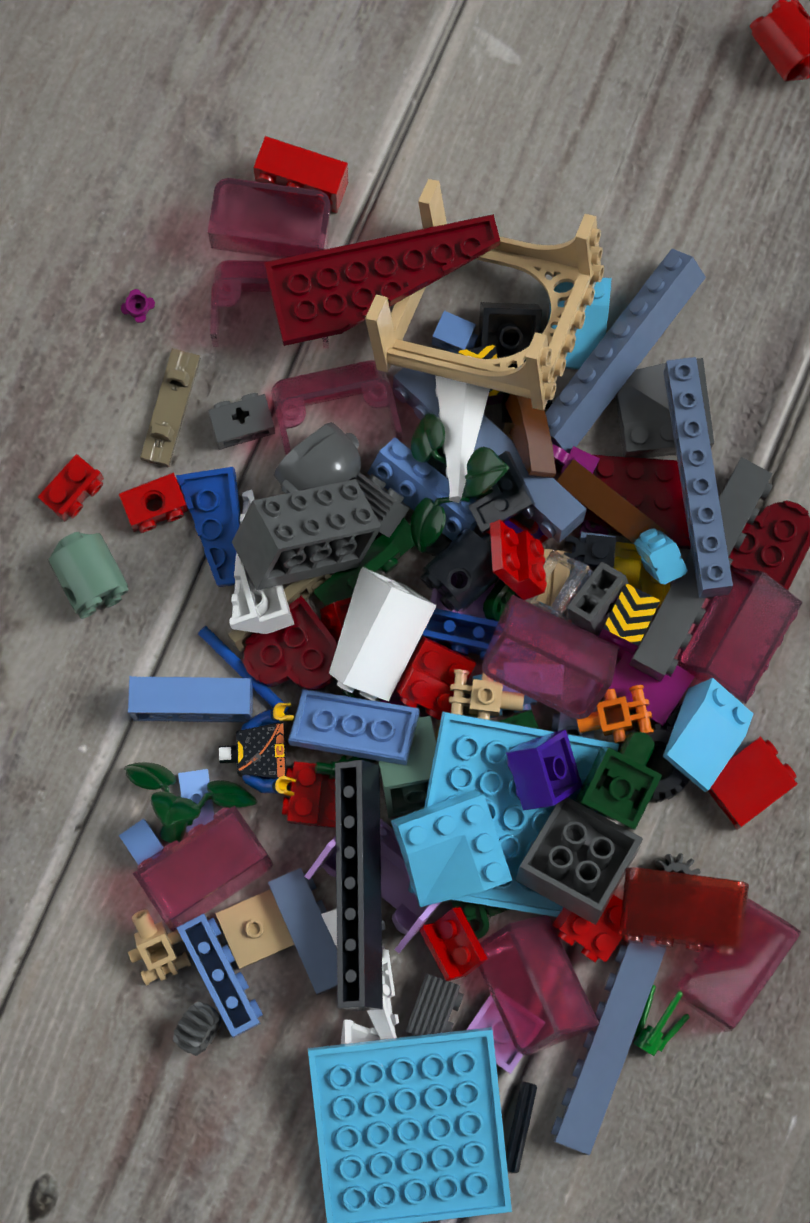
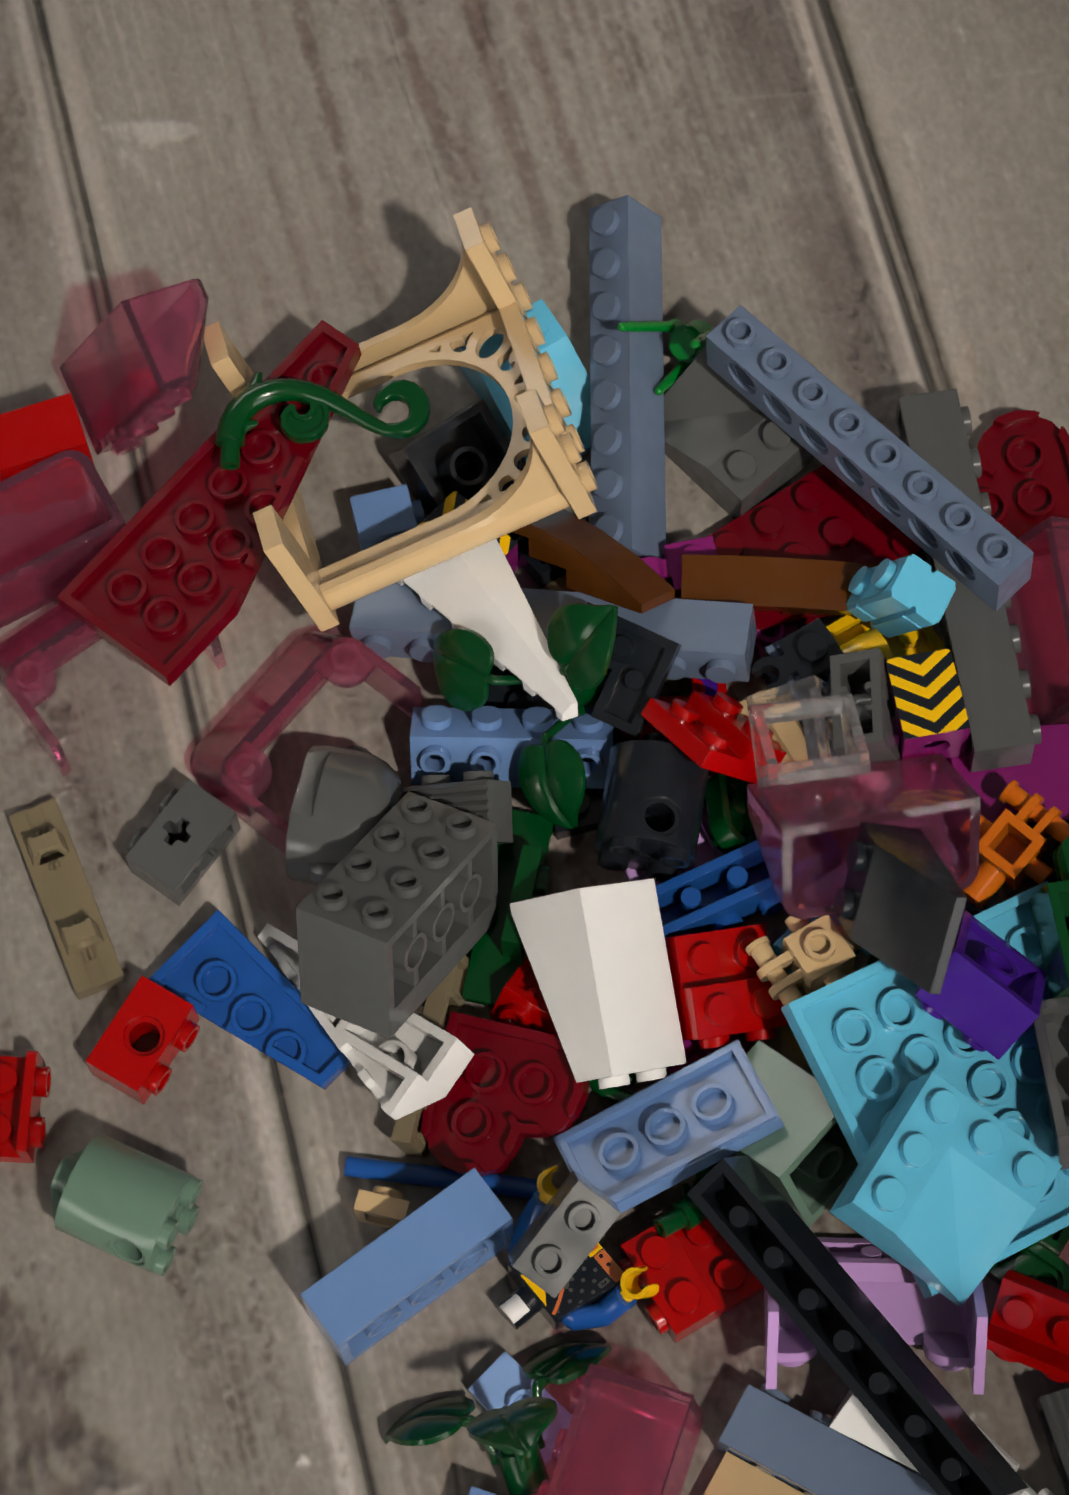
camera: 30 degrees left, 10 degrees down
(203, 662) = (381, 1207): none -> tan plate
(266, 738) = (563, 1234): none -> dark grey brick
(390, 174) = (138, 365): none -> clear pink windscreen
(441, 265) = (321, 400): none -> dark green plant
(532, 704) = (901, 902): none -> black slope
(545, 611) = (771, 774): none -> clear tile
(665, 350) = (685, 343): none -> green plant

